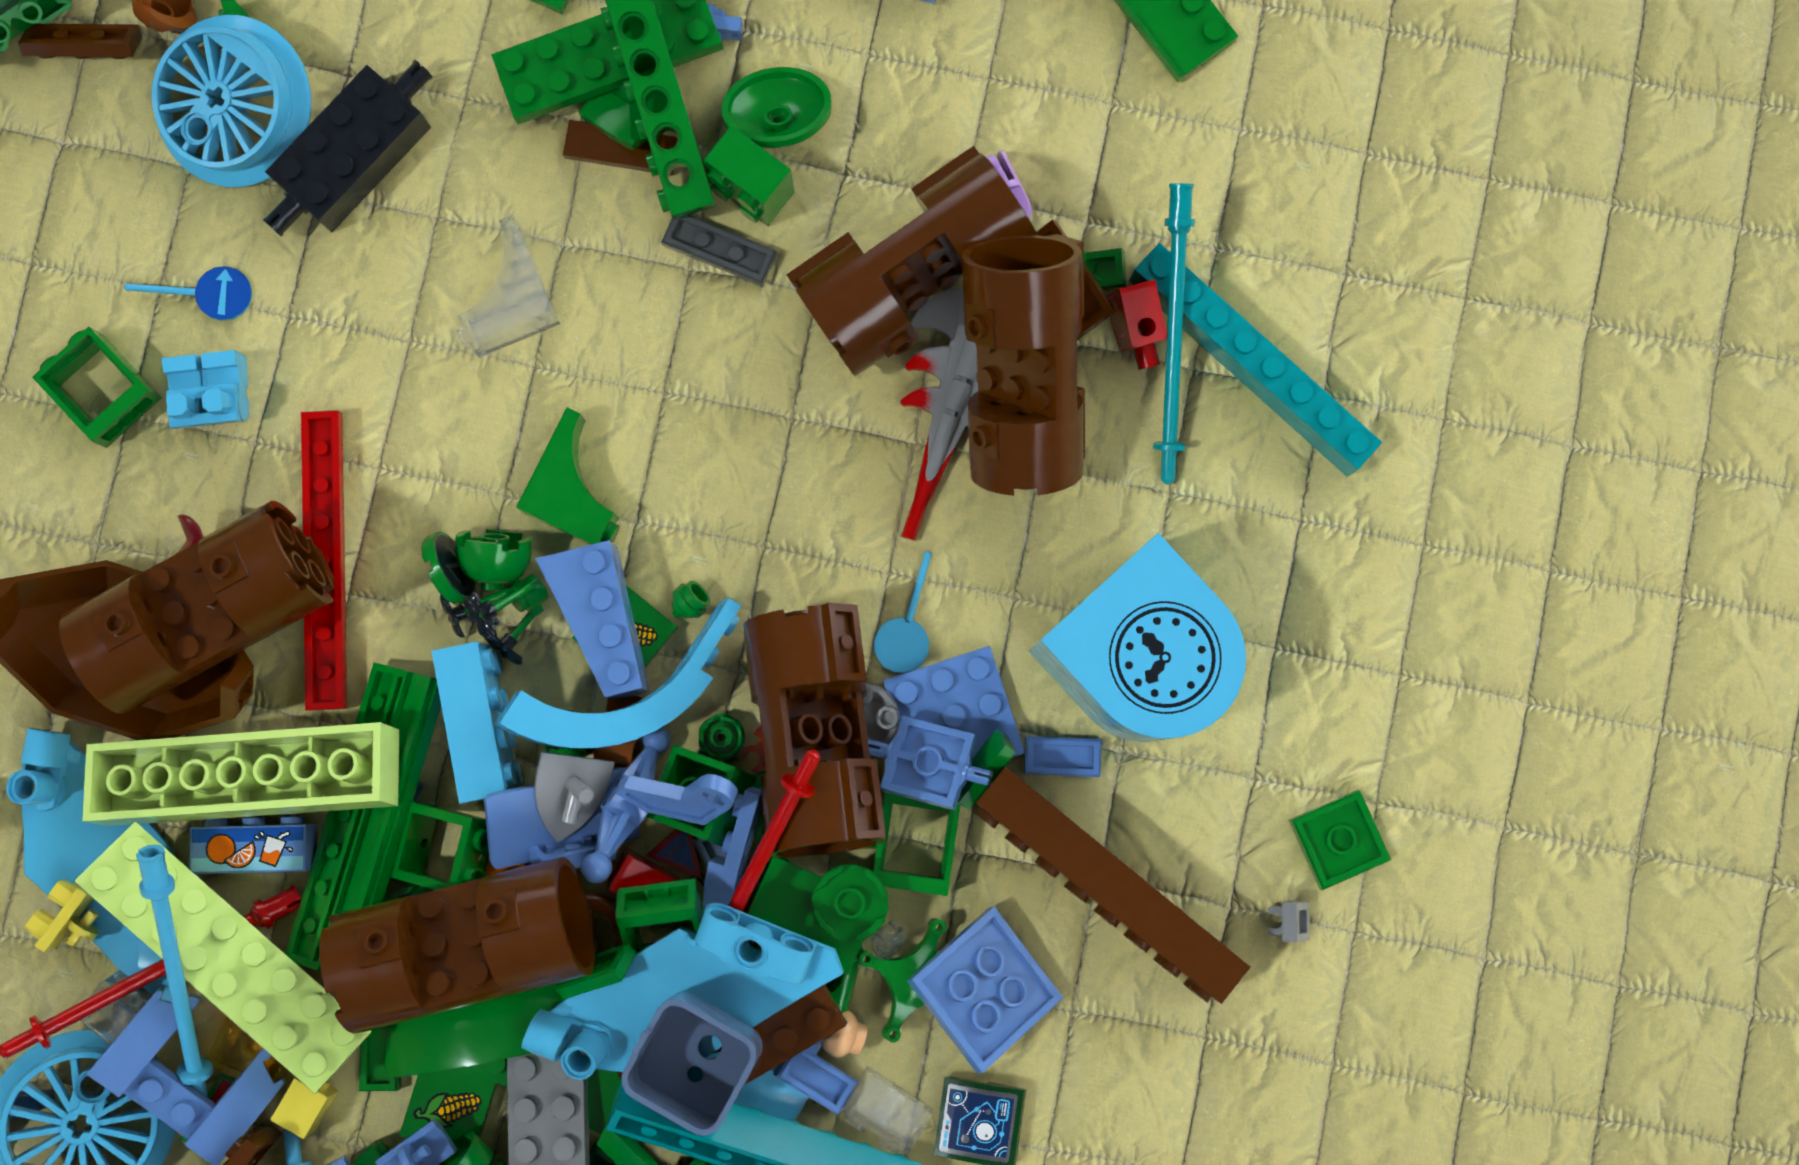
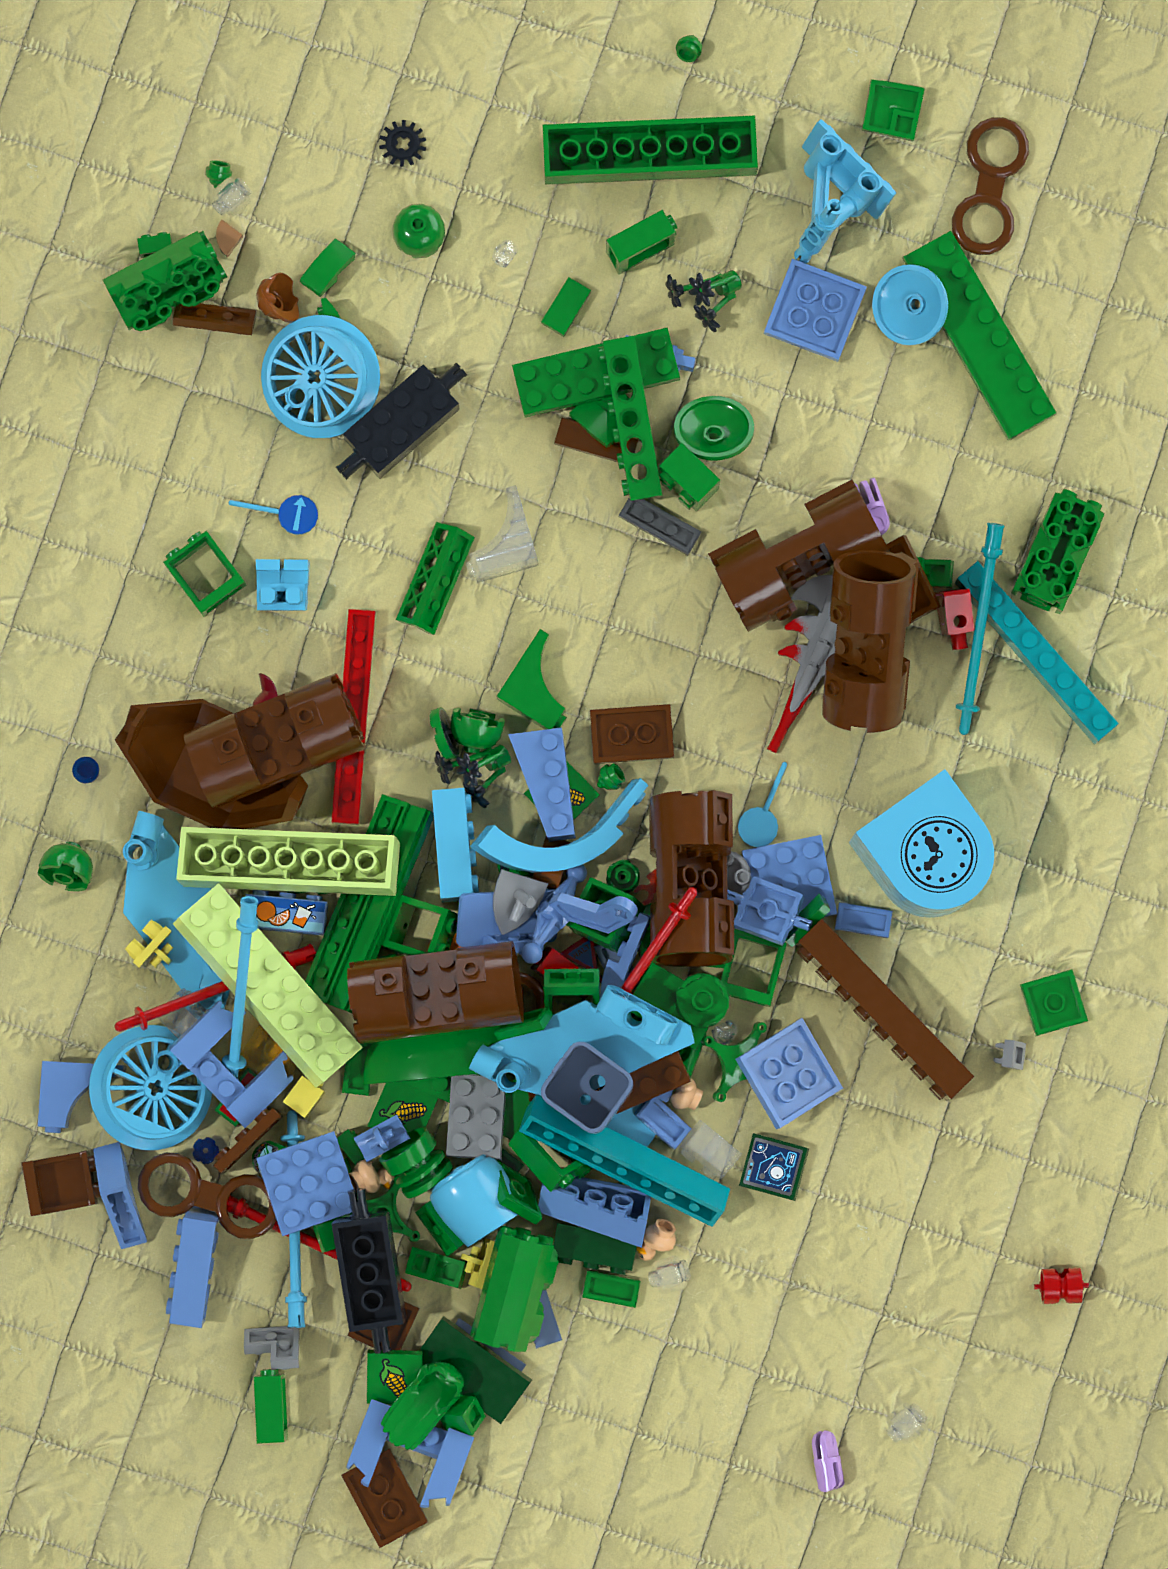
camera: 10 degrees right, 0 degrees up
(422, 356) = (439, 578): none -> green fence
(712, 537) = (632, 734): none -> reddish brown plate
(1268, 217) = (1058, 551): none -> green brick

